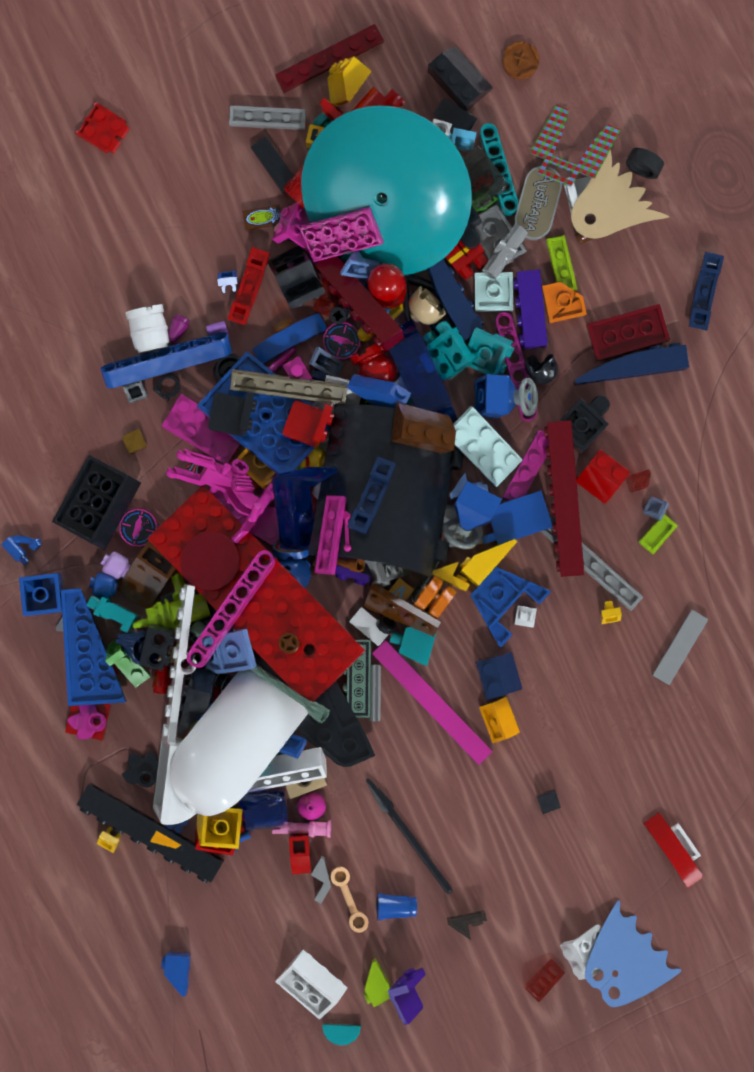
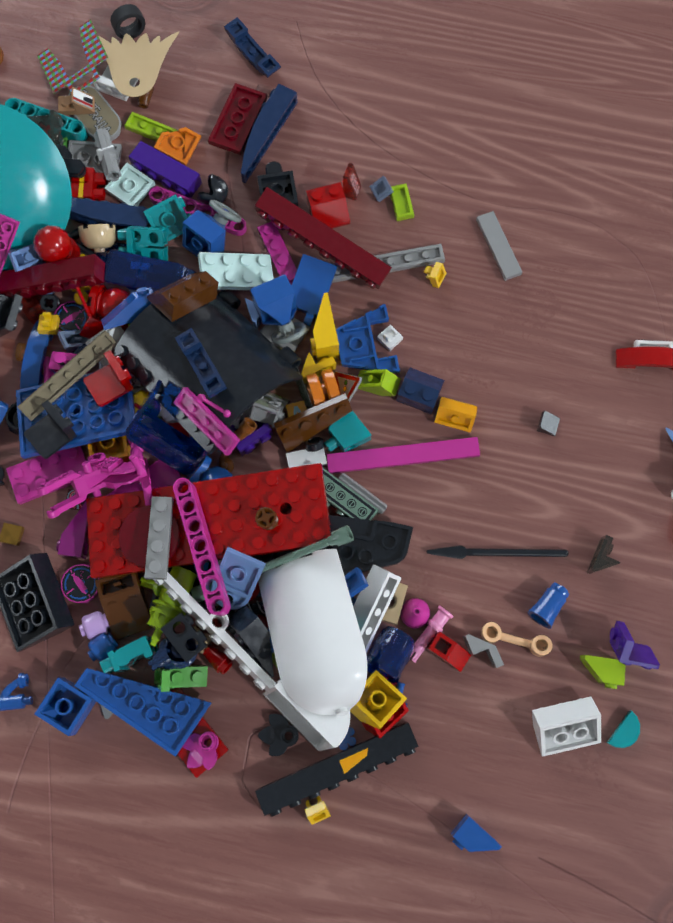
camera: 50 degrees left, 10 degrees down
(170, 495) = (74, 539): none -> magenta slope
(213, 572) = (159, 538): none -> light grey plate
(321, 328) = (48, 323): none -> yellow tile
(345, 368) = (92, 325): none -> red piece
(454, 613) = (347, 383): none -> piece
(477, 636) = (379, 382): none -> lime slope
(532, 183) = (77, 103): none -> medium nougat slope

